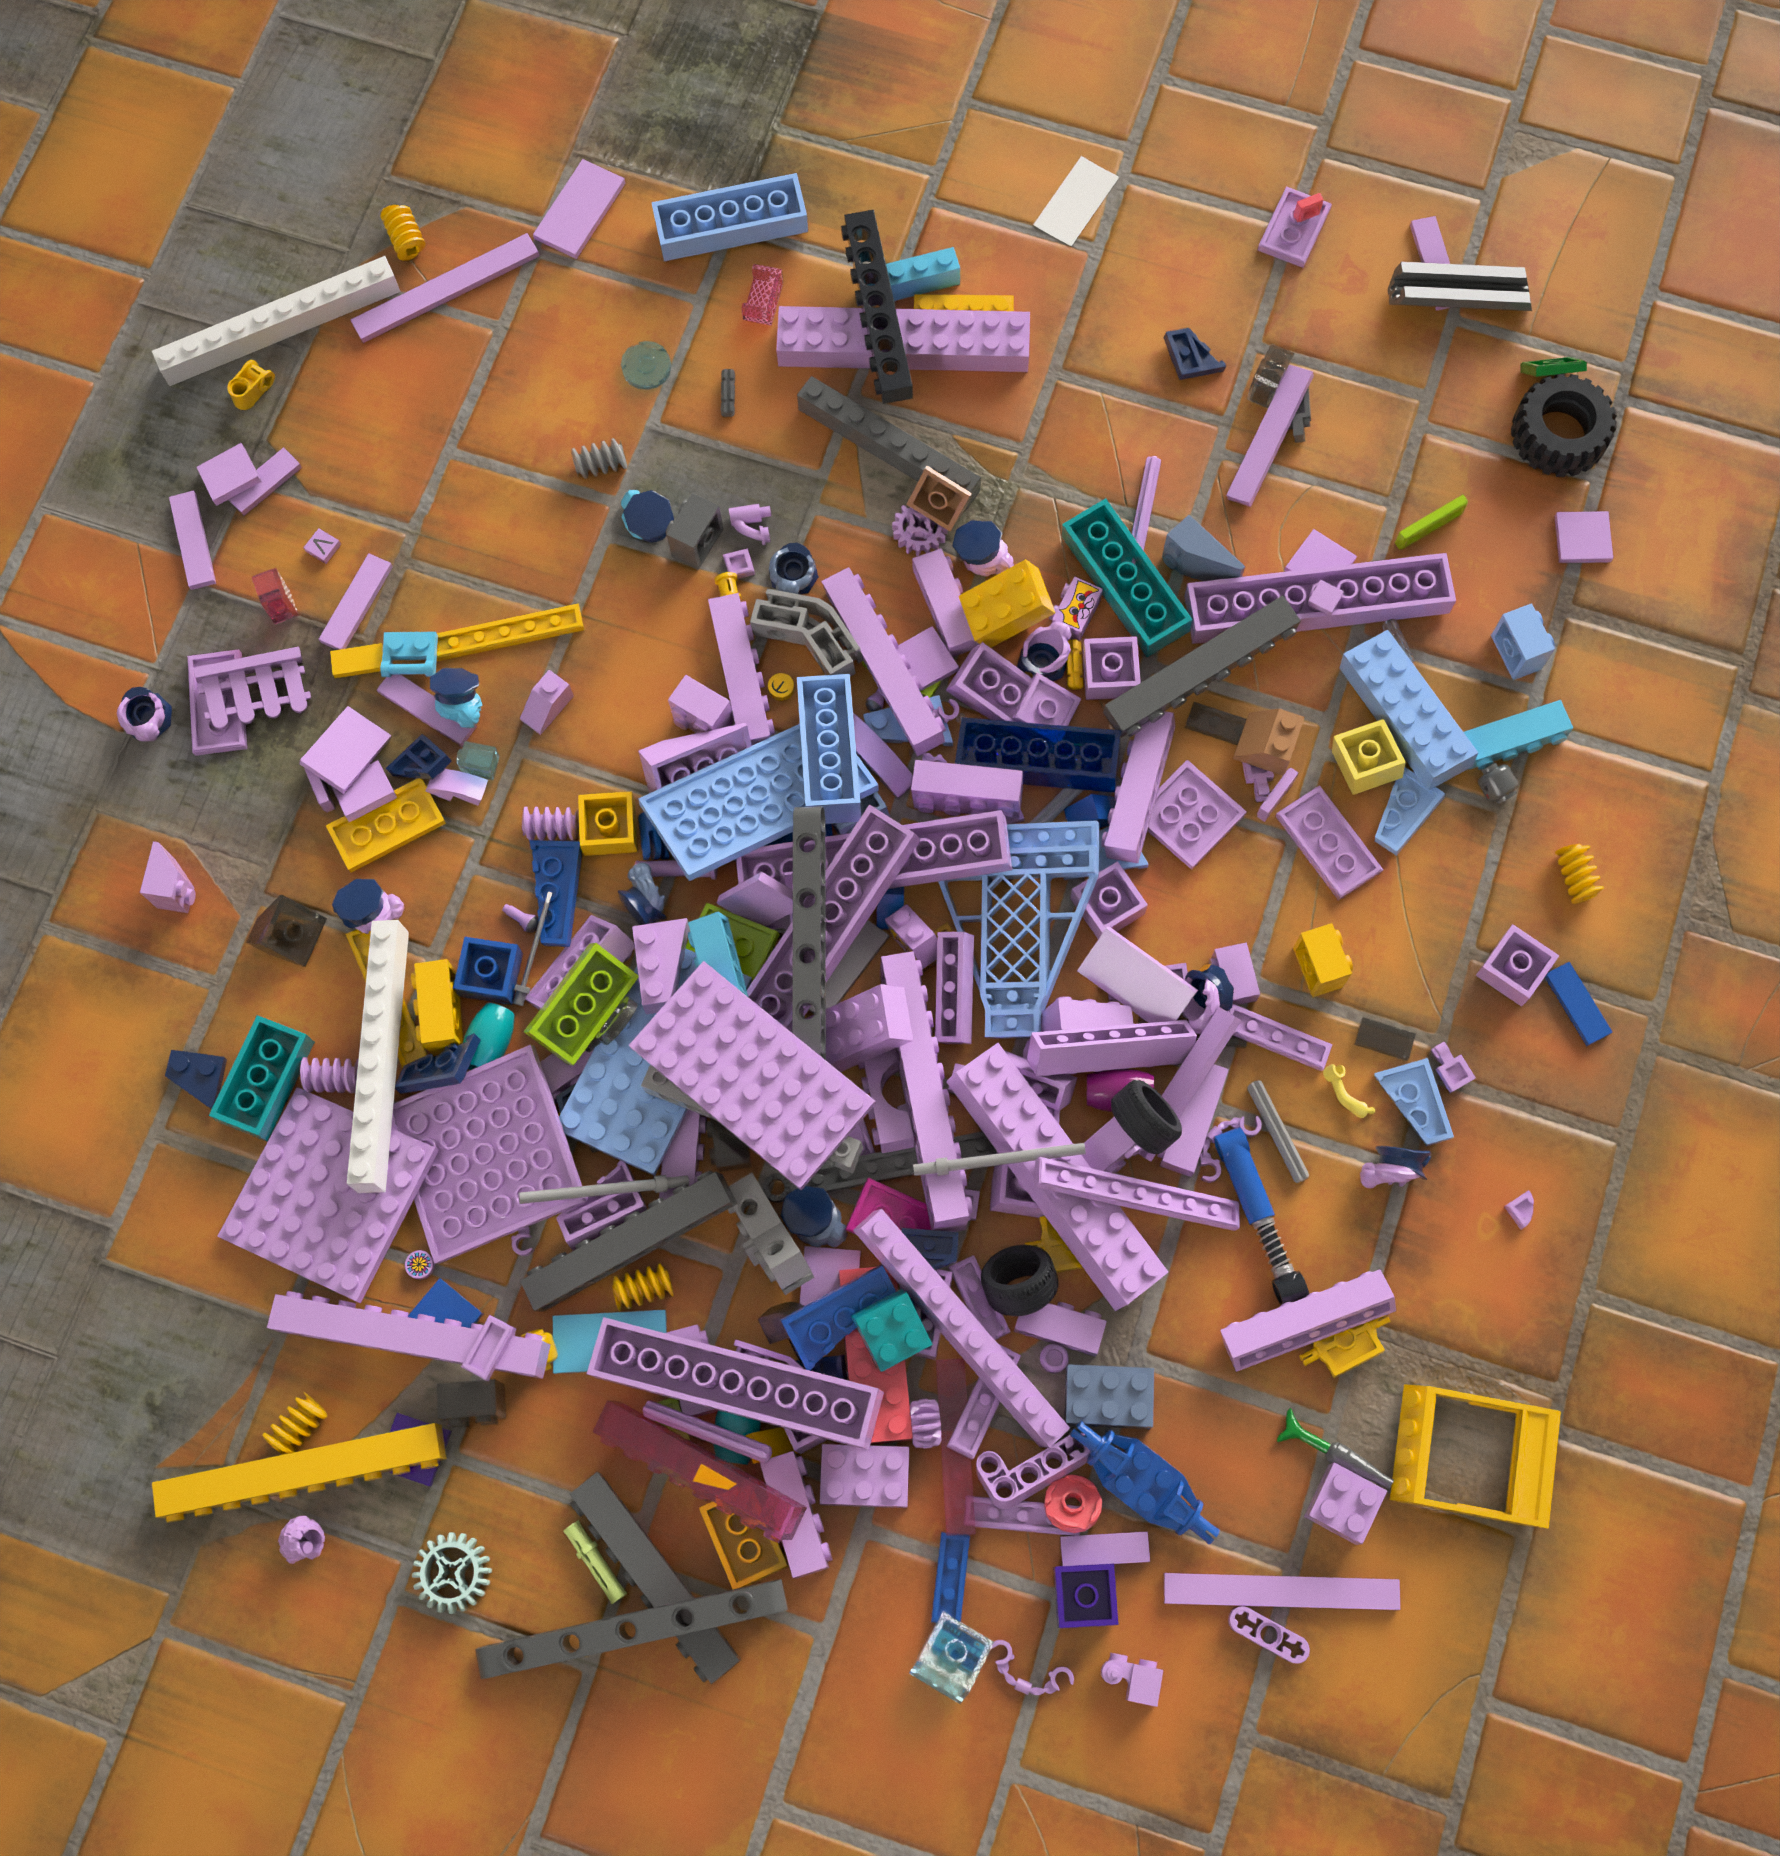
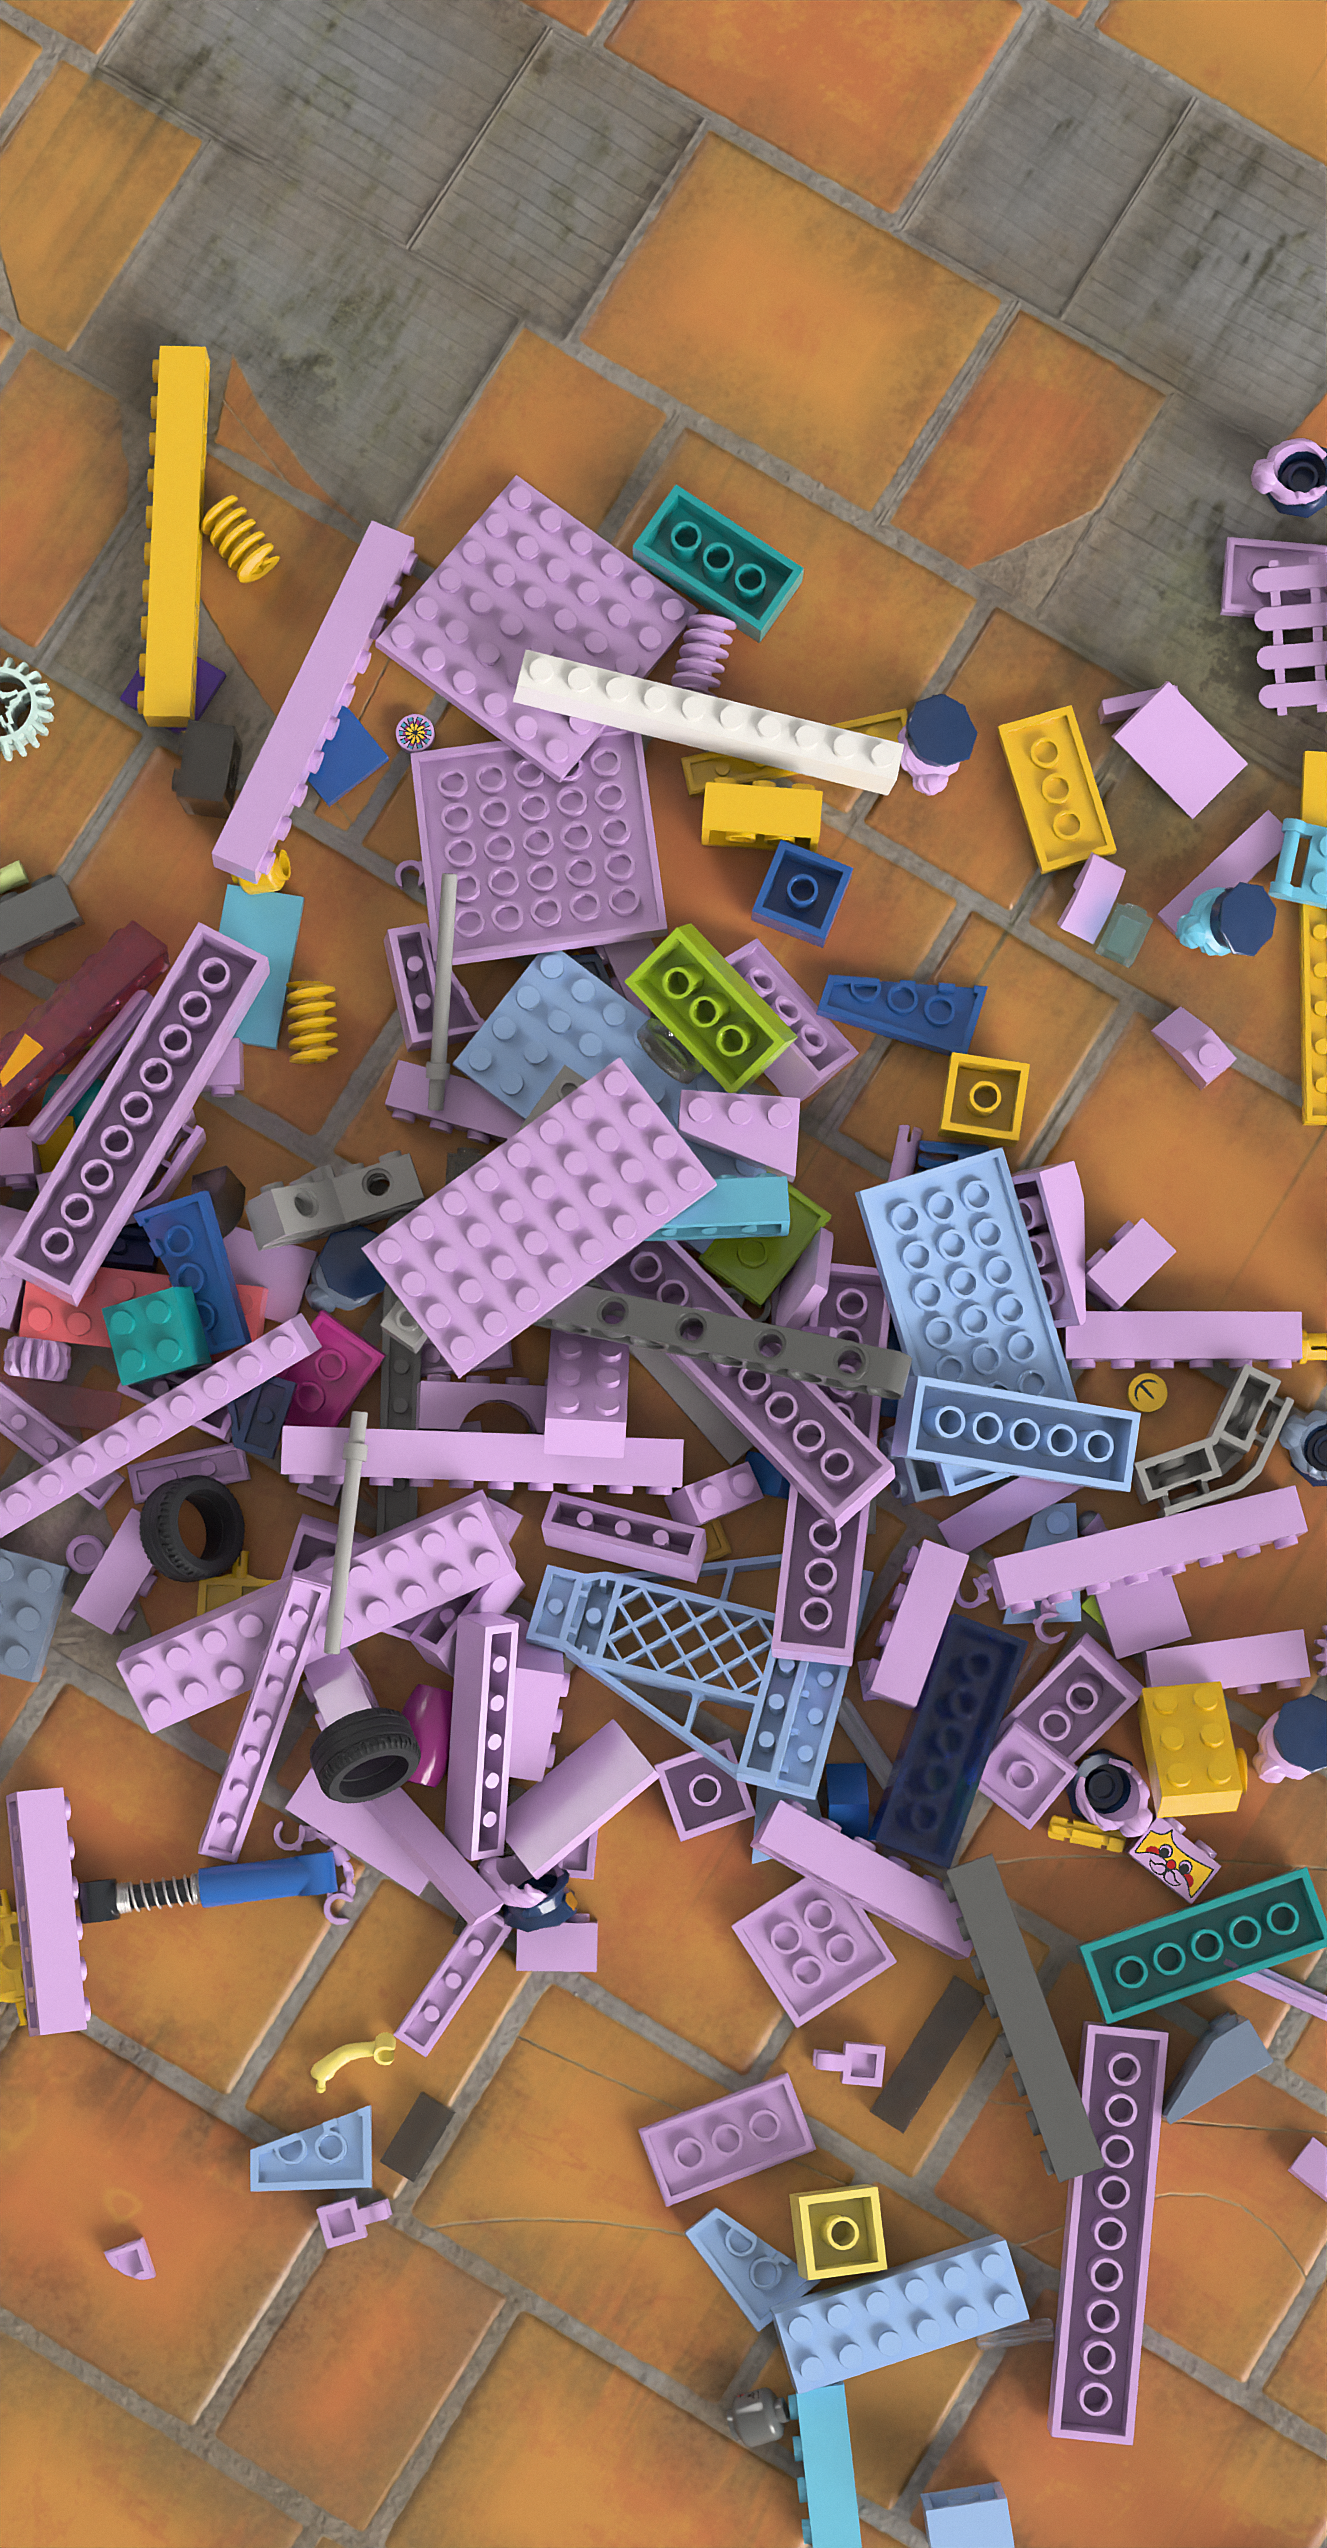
camera: 100 degrees right, 10 degrees up
(166, 882) = (1033, 475): lavender slope -> none
(197, 1074) = (748, 479): dark blue wing -> none
(287, 931) = (924, 628): clear smoke slope -> none
(301, 1539) = (90, 525): lavender piece -> none
(366, 793) = (1107, 771): lavender tile -> none
(420, 760) = (1141, 853): dark blue wing -> none
(439, 1070) = (667, 803): dark blue wing -> none
(488, 1348) = (262, 800): lavender tile -> none
(495, 1029) = (704, 876): teal piece -> none
(522, 990) = (769, 937): light grey sword -> none
(527, 921) = (866, 963): lavender piece -> none
(550, 824) = (1002, 1018): lavender piece -> none
(628, 1242) = (370, 1014): dark grey brick -> none
(643, 897) = (858, 1128): piece -> none
(1110, 666) = (1063, 1885): lavender brick -> none
(1269, 739) = (897, 2090): medium nougat slope -> none
(1277, 794) = (814, 2081): lavender tile -> none
(1278, 1131) = (321, 1945): light grey axle -> none
(1319, 552) = (1179, 2253): lavender tile -> none
(1323, 959) = (544, 2076): yellow brick -> none
(1325, 597) = (1096, 2235): lavender tile -> none
(1395, 1166) = (225, 2095): piece -> none
(1431, 522) = (1198, 2443): lime tile -> none
(1517, 965) = (474, 2358): lavender brick -> none
(1578, 872) = (593, 2497): yellow piece -> none
(1578, 1004) = (403, 2433): blue tile -> none

